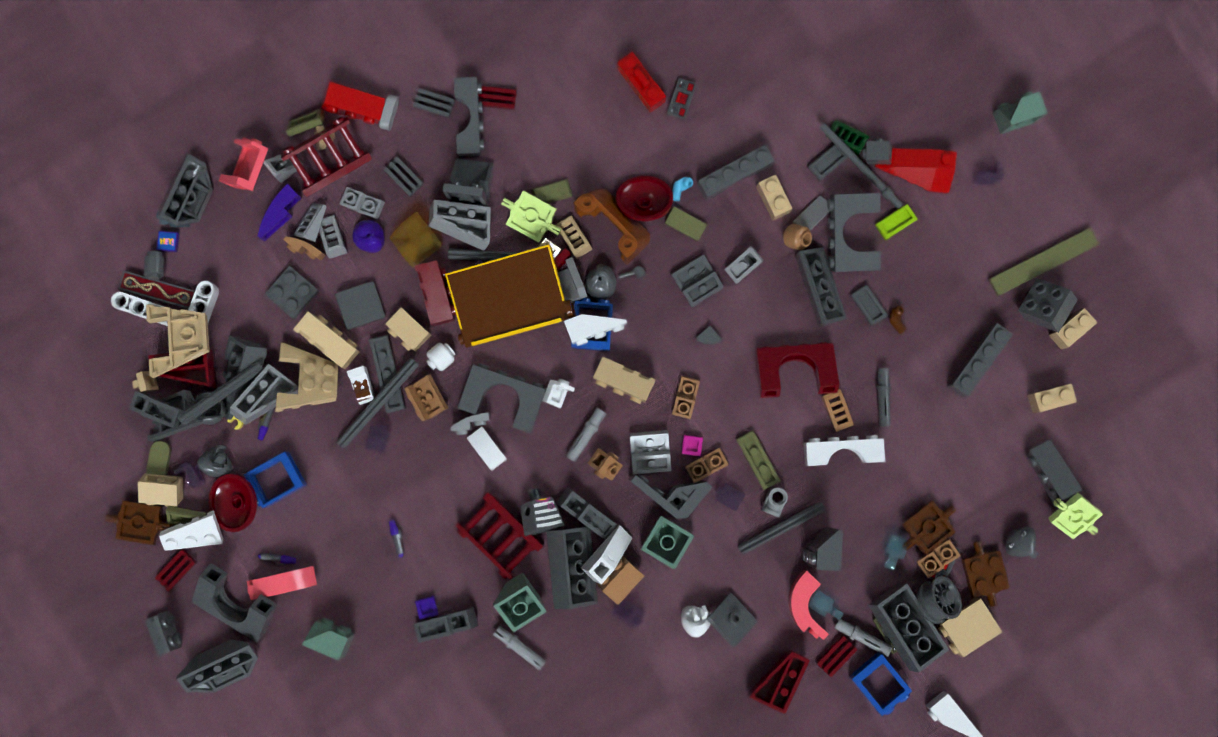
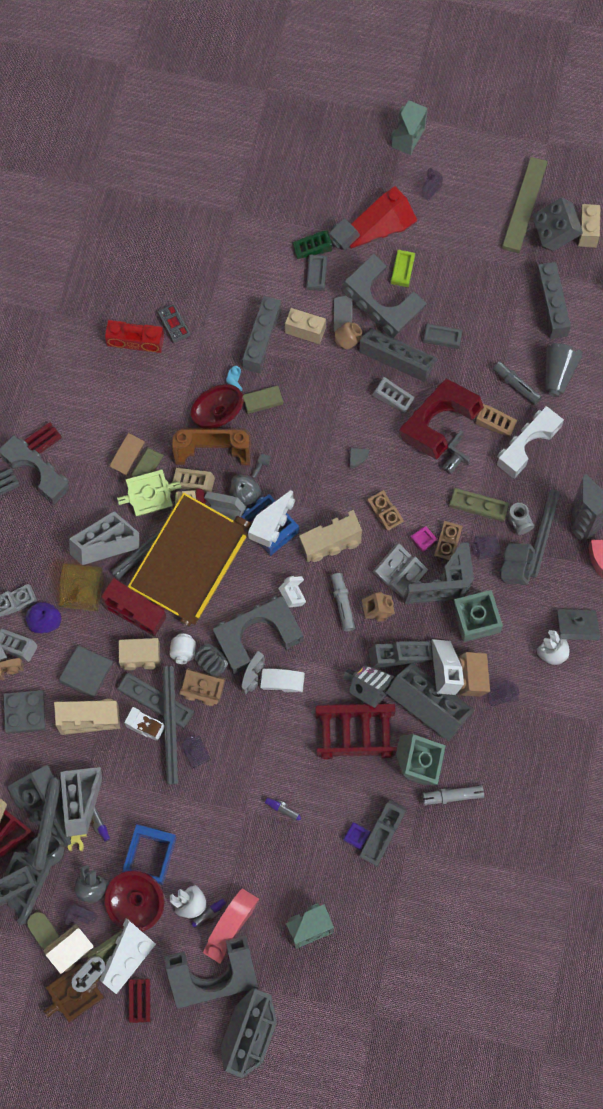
camera: 45 degrees left, 15 degrees down
(155, 517) = (91, 977): none -> light grey beam
(164, 633) = (178, 1056): dark grey bracket -> none
(269, 540) = (189, 902): none -> white piece
(316, 379) = (106, 750): tan wing -> none
(393, 165) = (26, 547): dark grey tile -> none
(450, 385) = (211, 659): none -> dark grey gear
(470, 182) = (82, 509): dark grey bracket -> none
(546, 170) = (127, 453): none -> medium nougat slope
(697, 280) = (310, 428): dark grey slope -> none
(736, 533) = (517, 563): none -> dark grey brick
(744, 265) = (332, 385): light grey slope -> none
(778, 409) = (456, 456): none -> dark grey bracket
(784, 298) = (383, 396): none -> light grey slope
(886, 191) = (341, 253): dark grey bar -> none
(895, 319) = (468, 326): reddish brown arm -> none
(926, 419) = (560, 367): none -> dark grey cone

